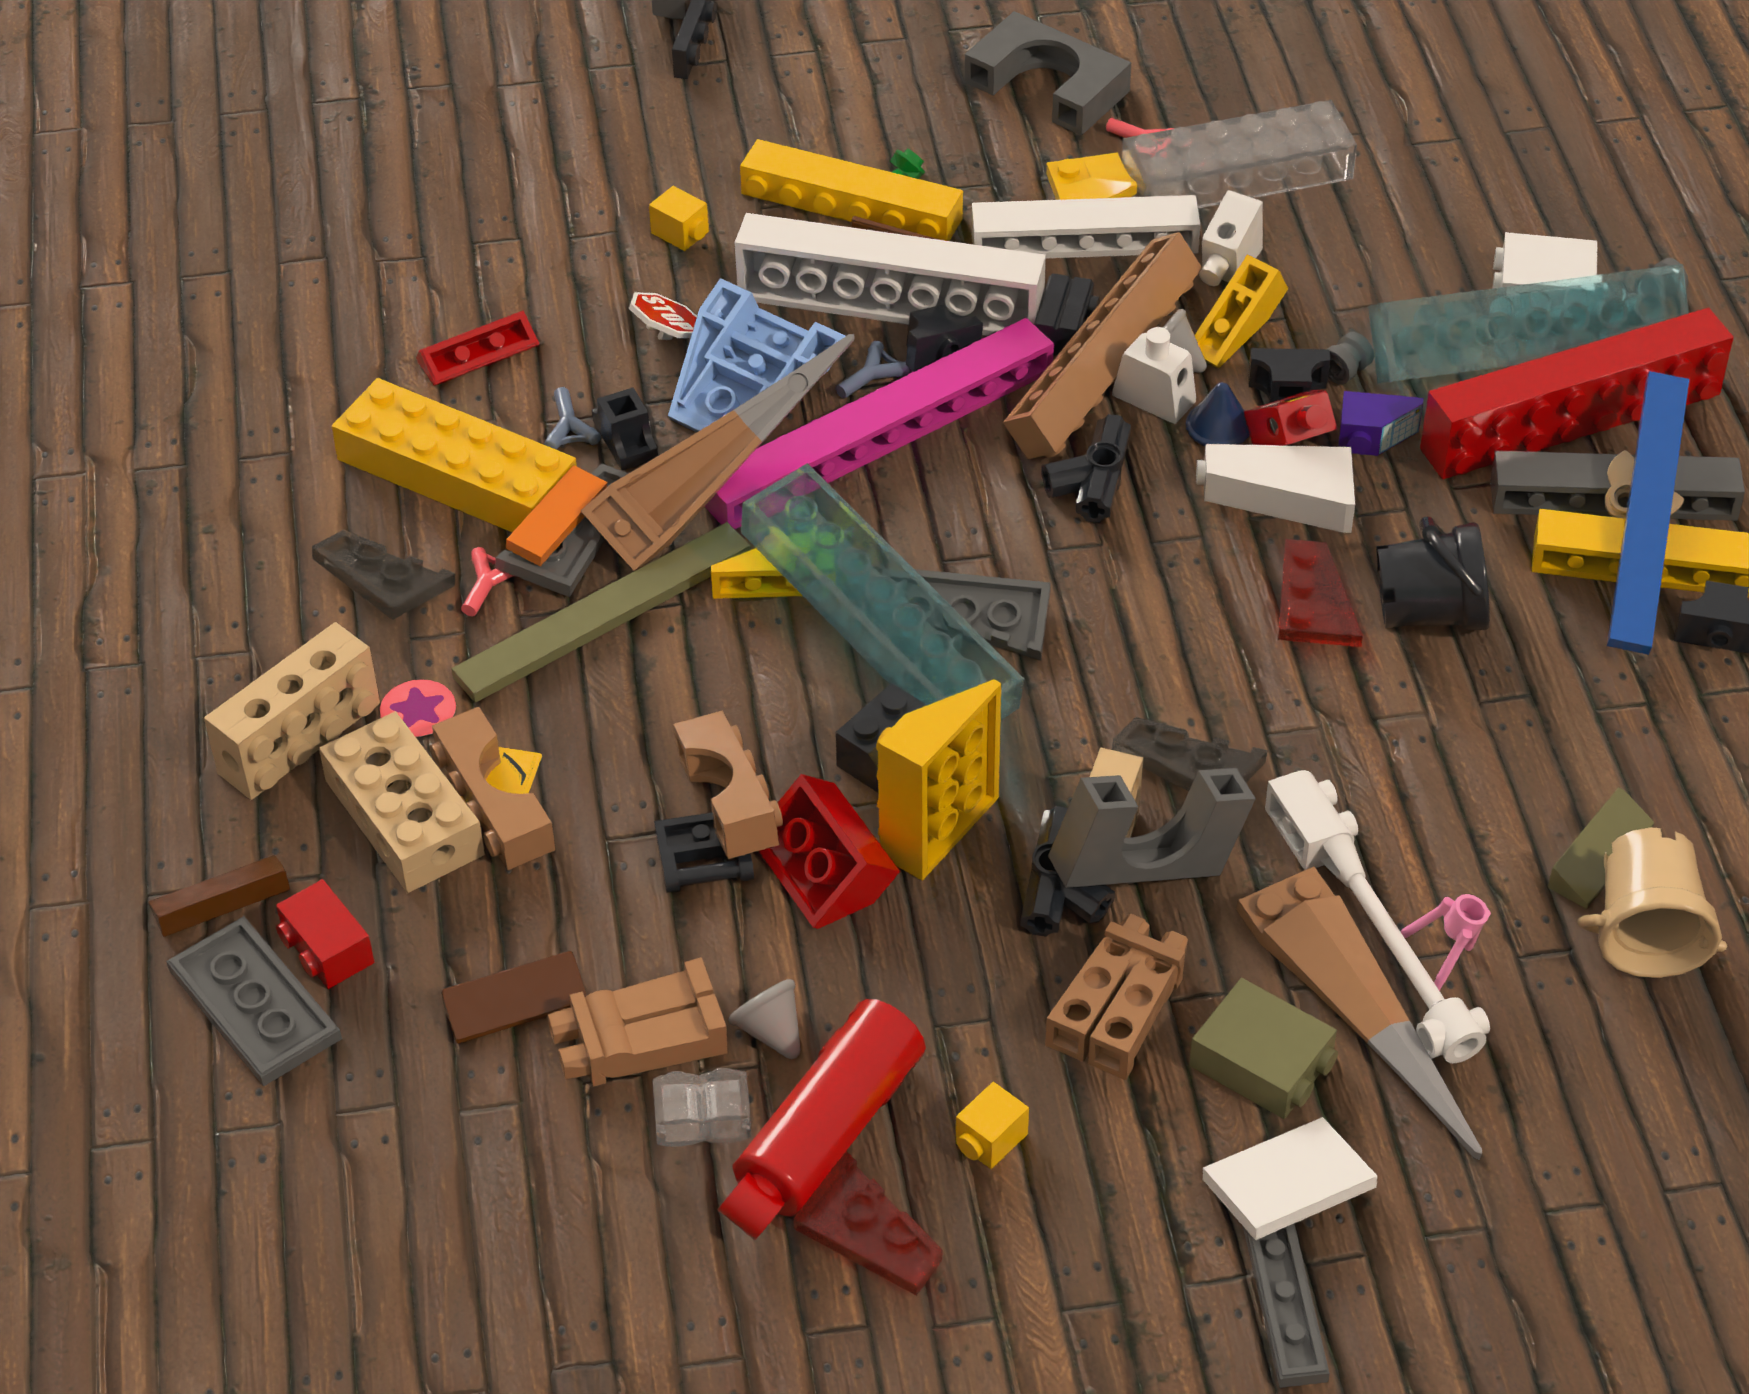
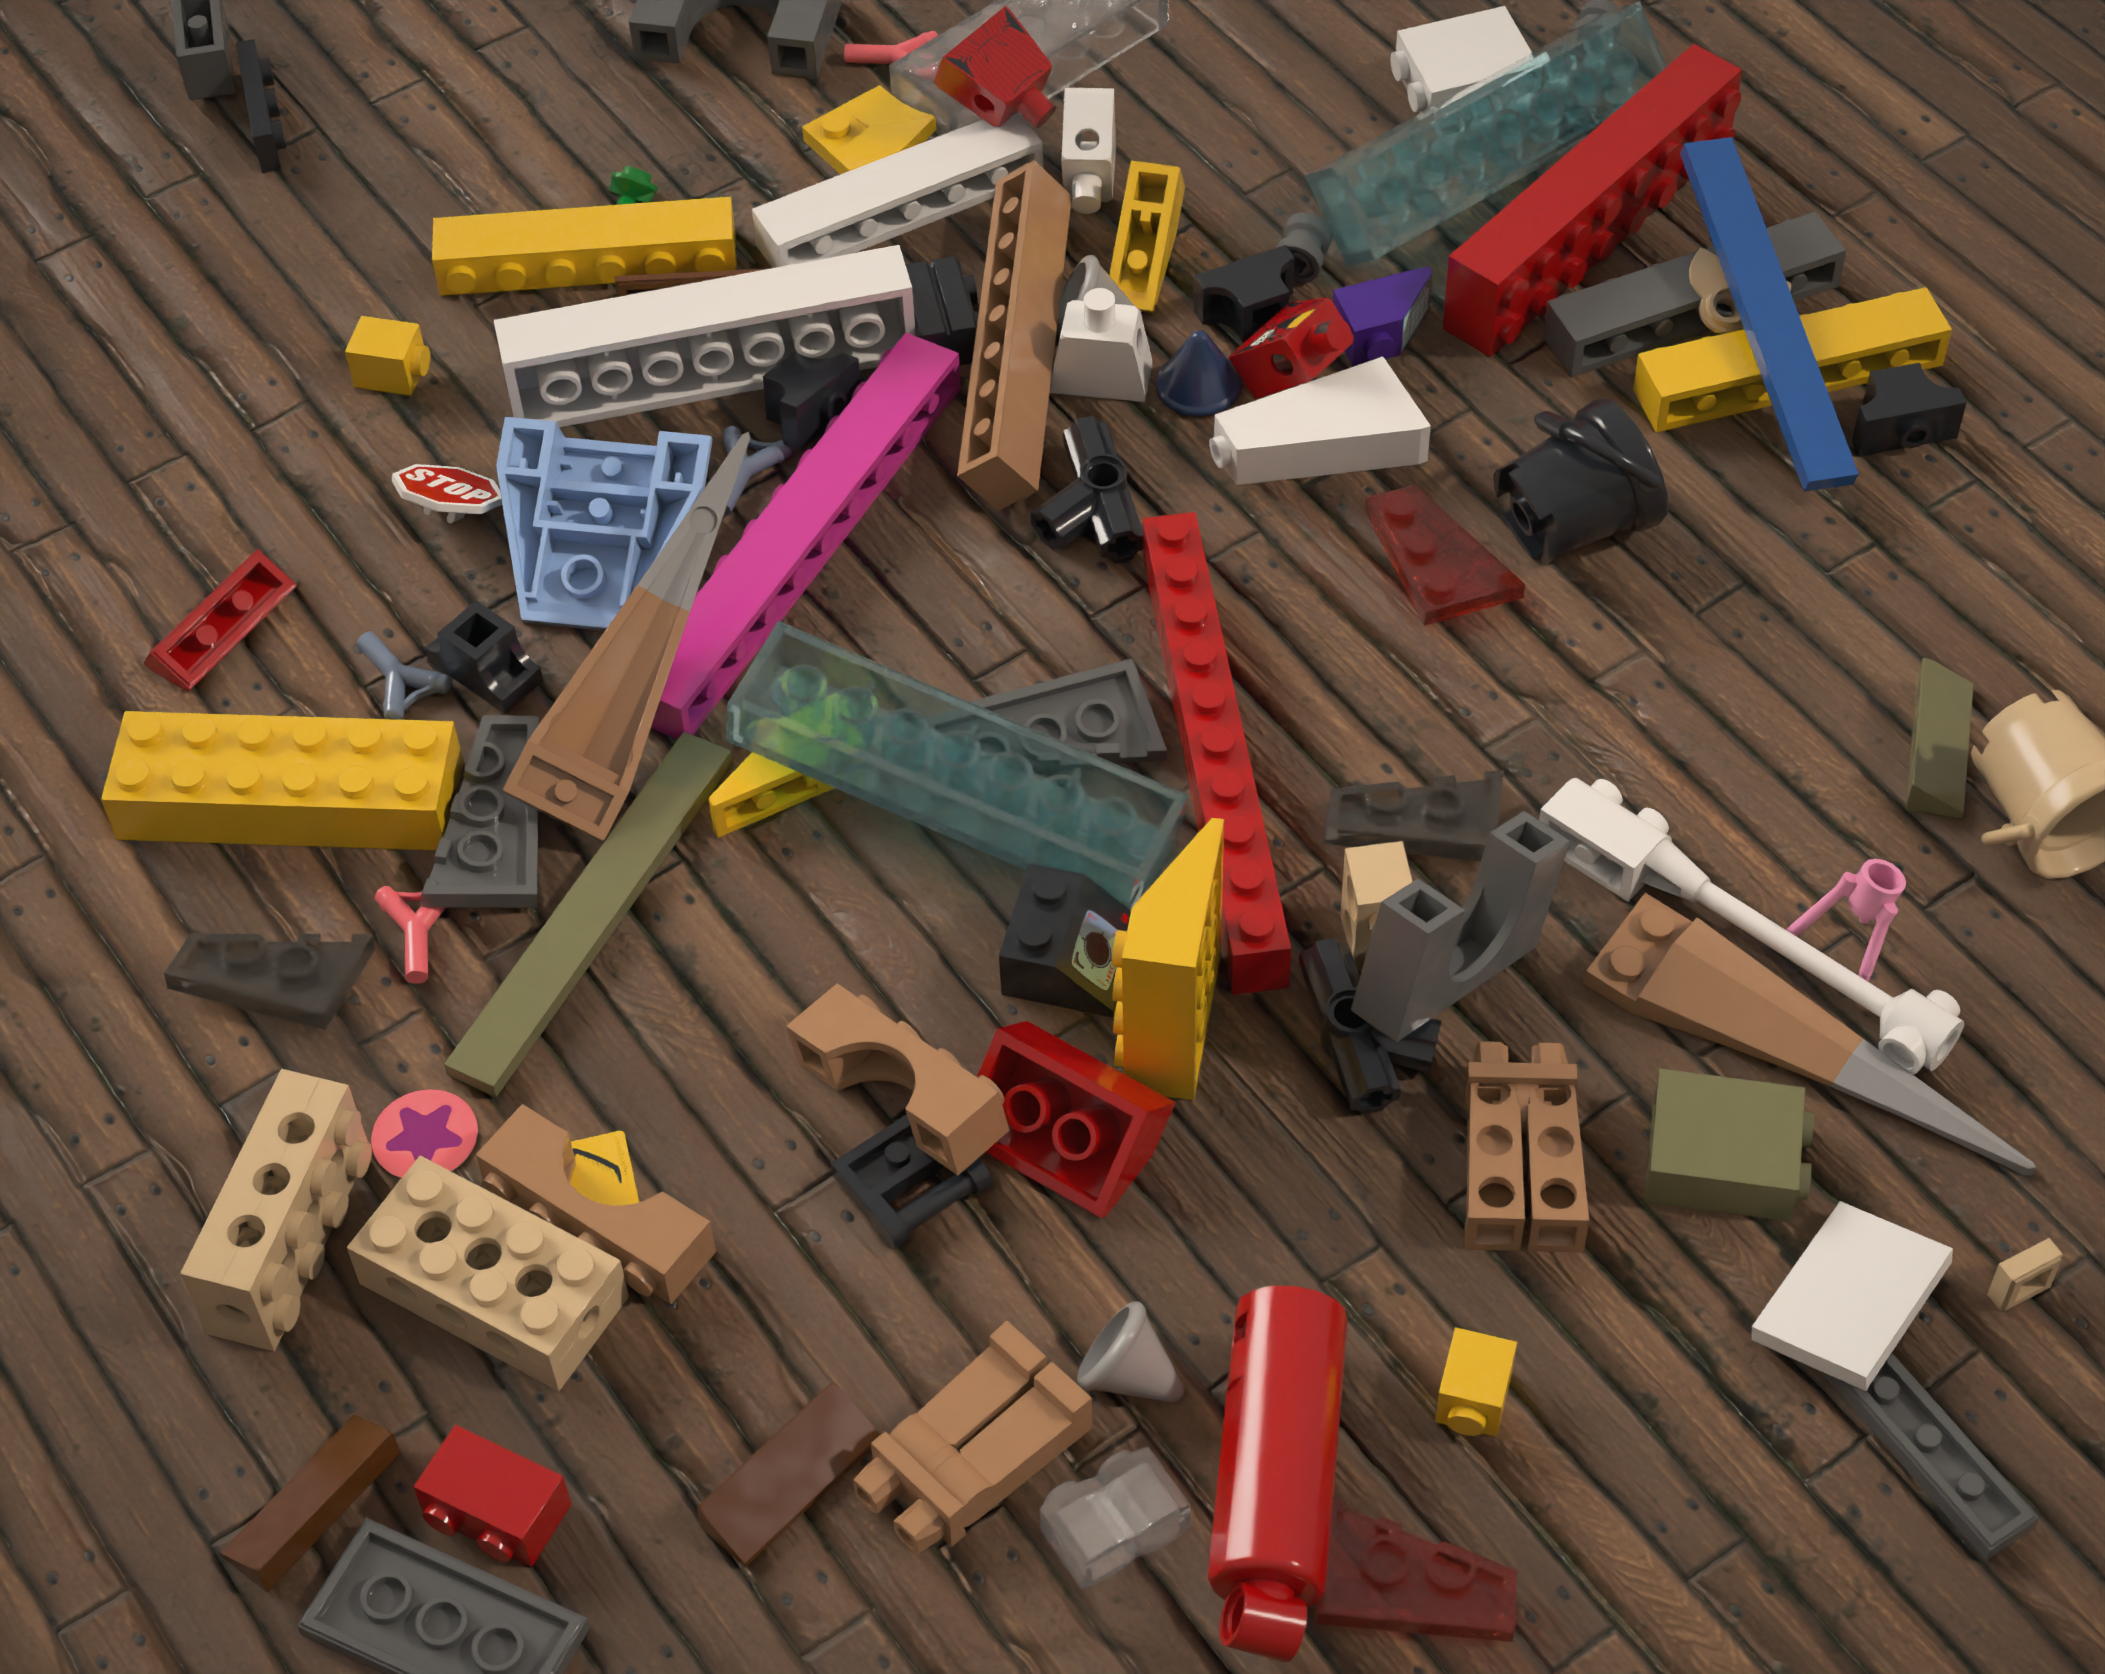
camera: 25 degrees left, 5 degrees up
(555, 516) = (469, 808): orange tile -> none
(1069, 665) = (1216, 751): none -> red brick
(1188, 165) = (998, 73): none -> red torso
(1422, 1215) = (2025, 1275): none -> tan tile

